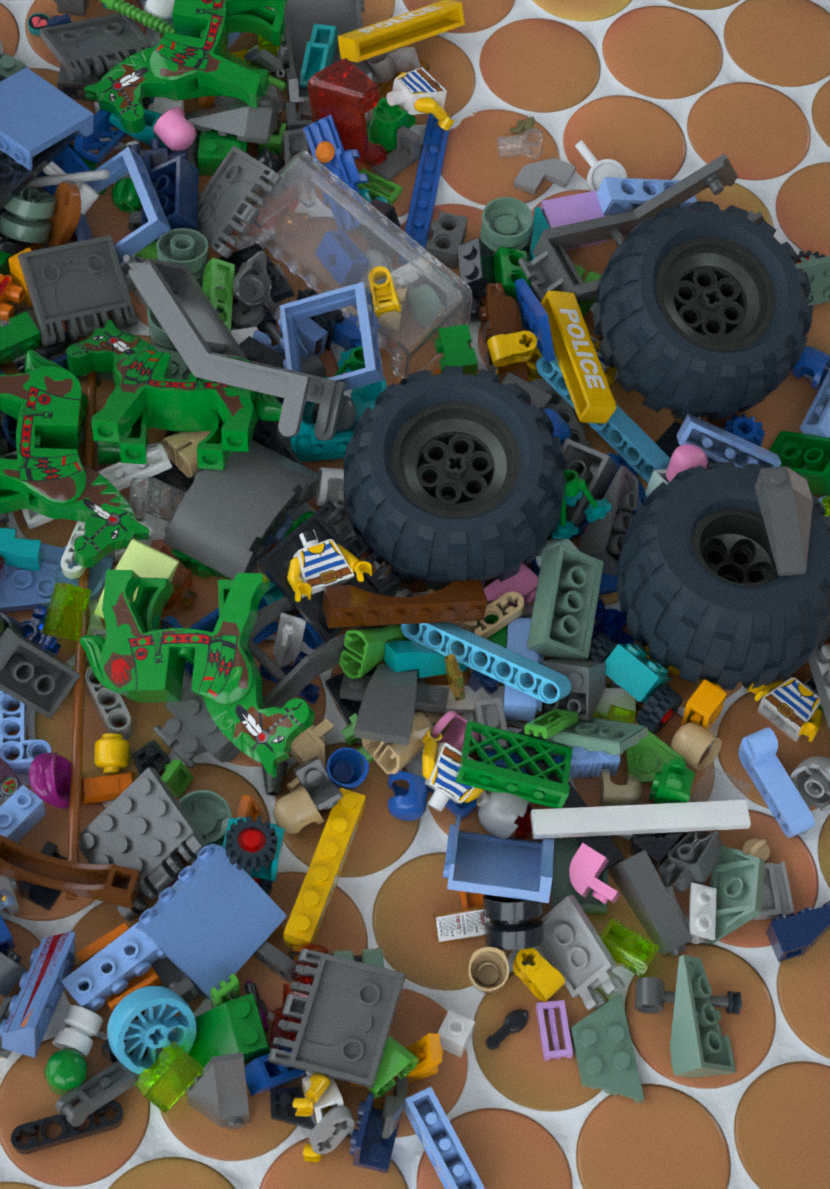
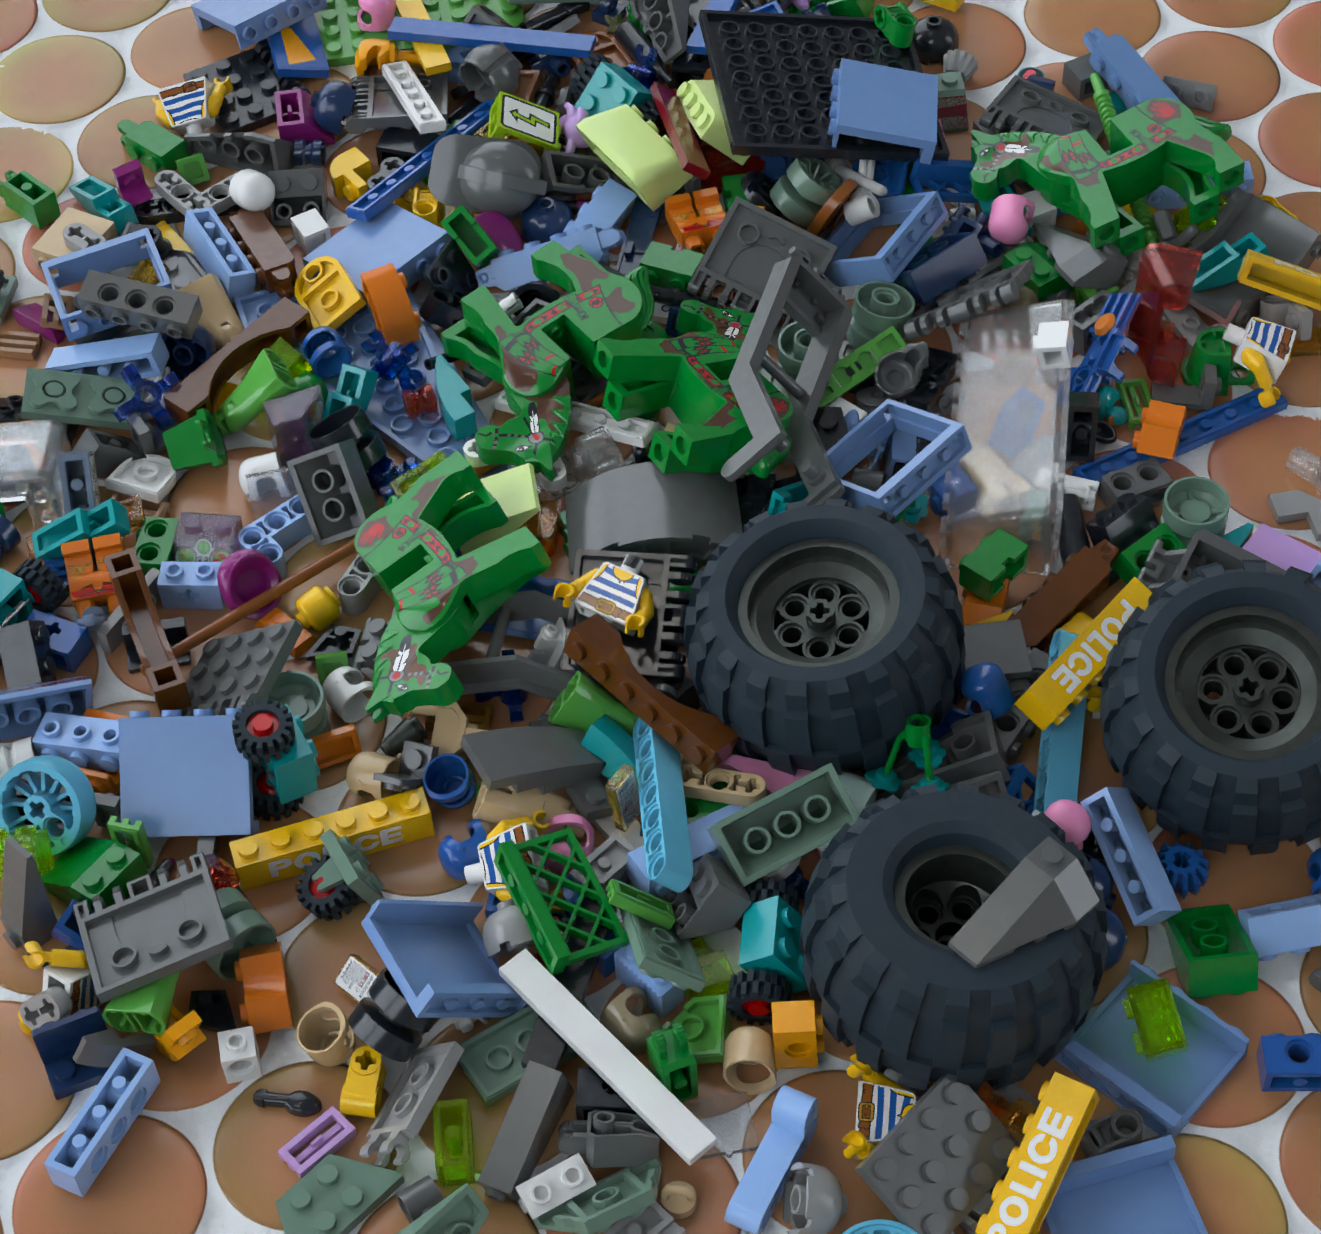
camera: 60 degrees right, 10 degrees down
(214, 782) = (345, 694): none -> white helmet
(338, 188) = (1054, 345): none -> white brick
(366, 891) = (337, 879): none -> plate
(385, 295) = (983, 455): yellow piece -> none
(407, 1030) = (213, 1010): none -> black piece
(423, 193) = (1160, 429): none -> orange brick
(423, 990) = (265, 988): none -> orange brick
(511, 348) = (1046, 600): yellow piece -> none
(535, 319) = (1093, 592): blue tile -> none
(584, 875) = (500, 1044): bright pink brick -> none

